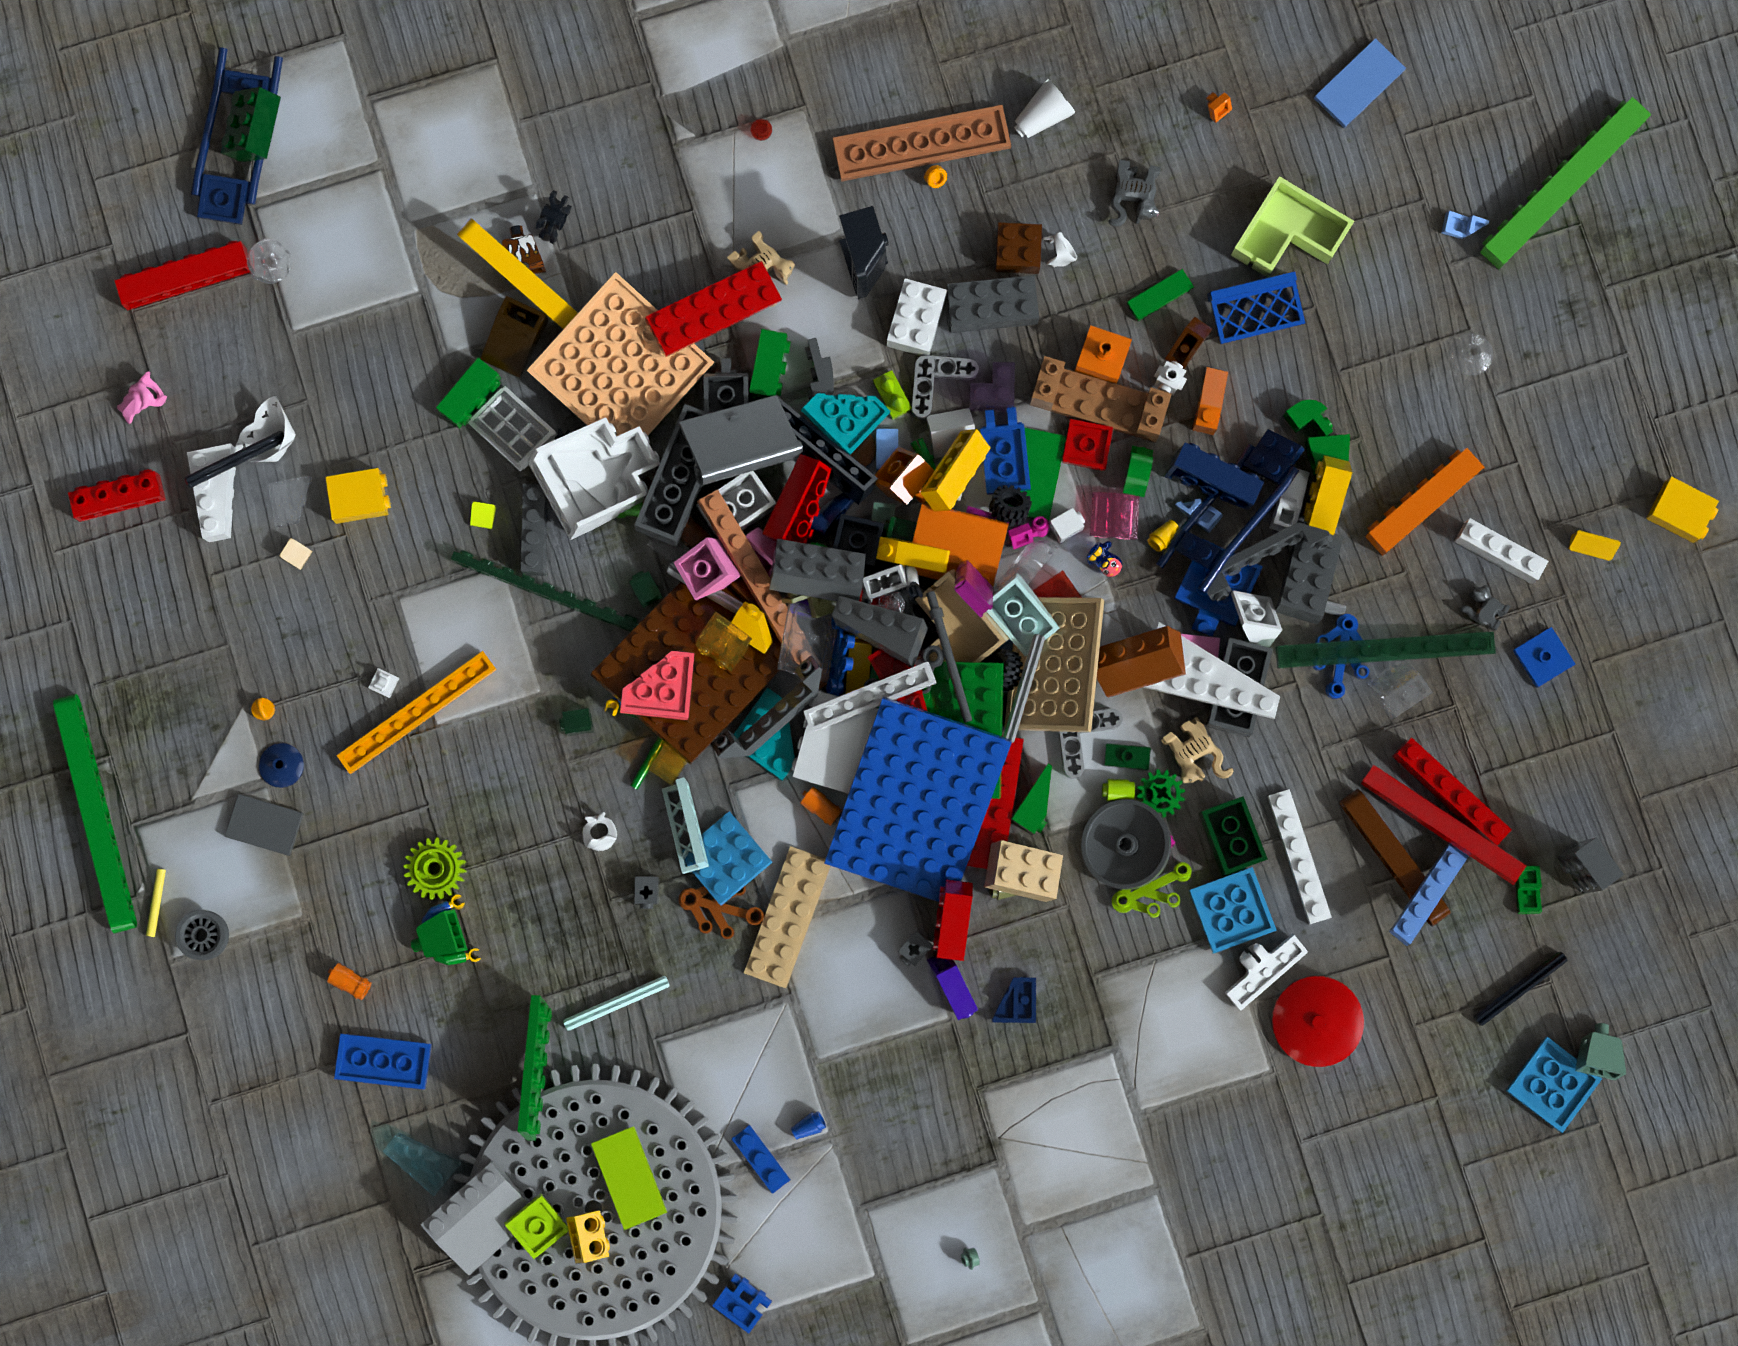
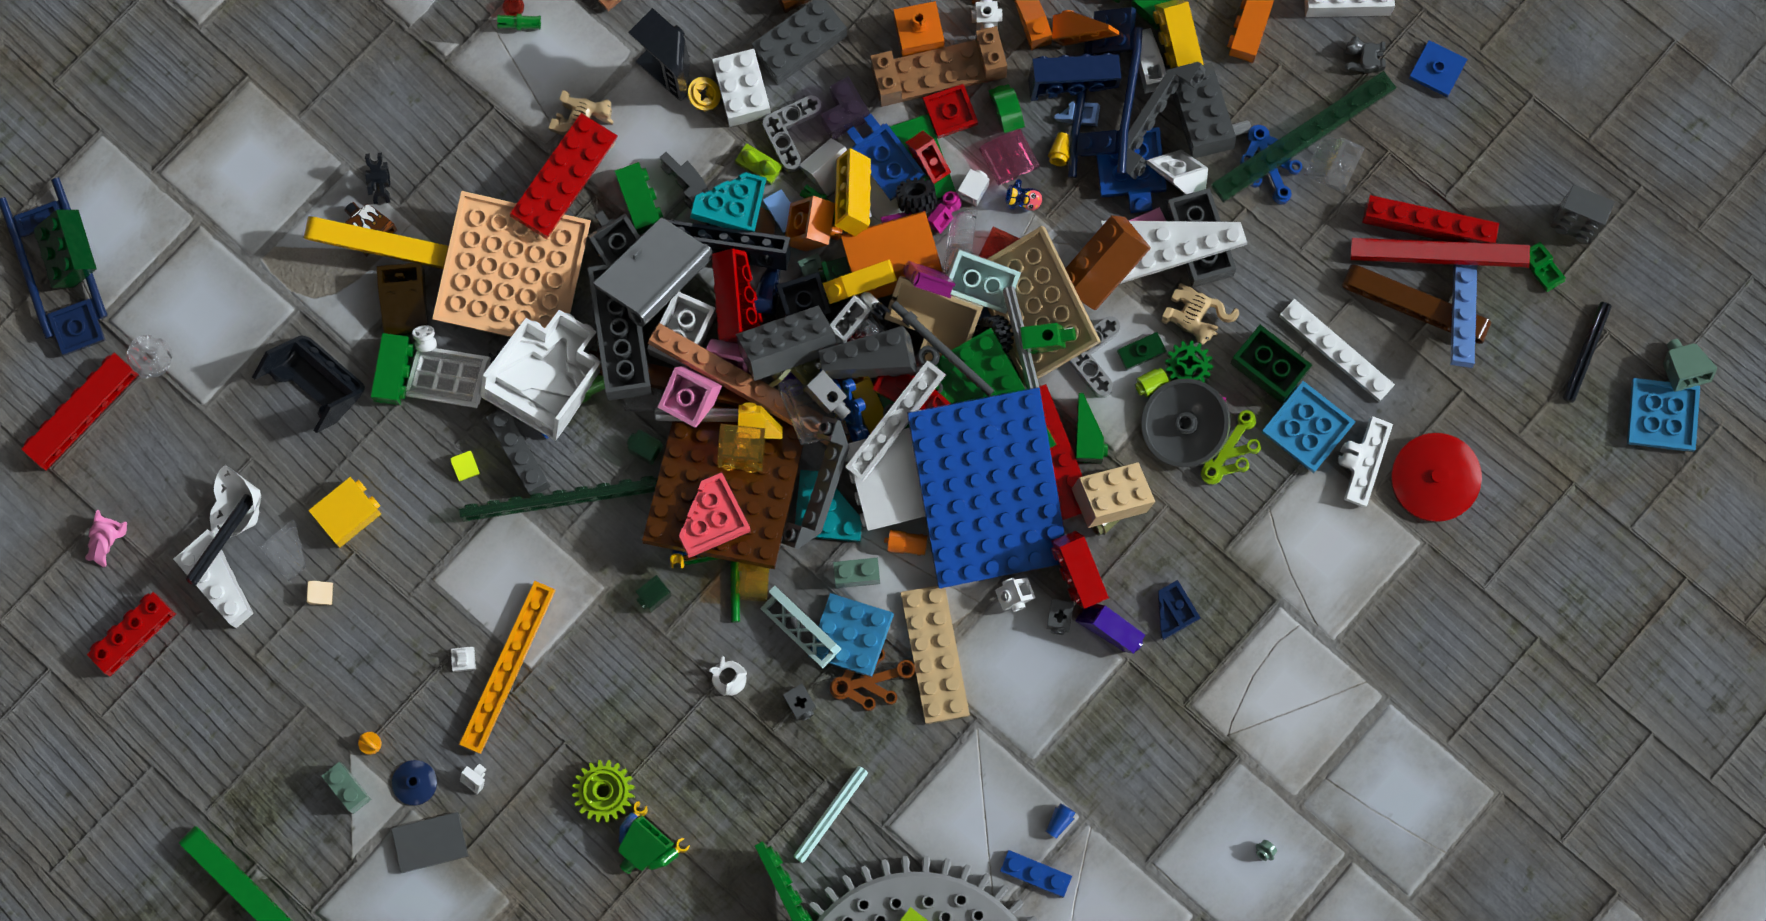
camera: 25 degrees left, 5 degrees down
(220, 736) = (346, 787): none -> sand green brick
(332, 792) = (473, 778): none -> white tile
(403, 361) = (316, 374): none -> black windscreen
(512, 382) = (424, 338): none -> white wheel
(758, 146) = (519, 22): none -> green pin
(761, 807) = (856, 573): none -> sand green brick
(822, 629) = (821, 387): none -> light grey torso
(883, 904) = (1015, 594): none -> white brick
(889, 305) = (712, 91): none -> yellow gear
(1039, 698) = (1037, 337): none -> green torso
(1042, 475) = (928, 156): none -> red slope
(1240, 434) = (1075, 28): none -> orange slope

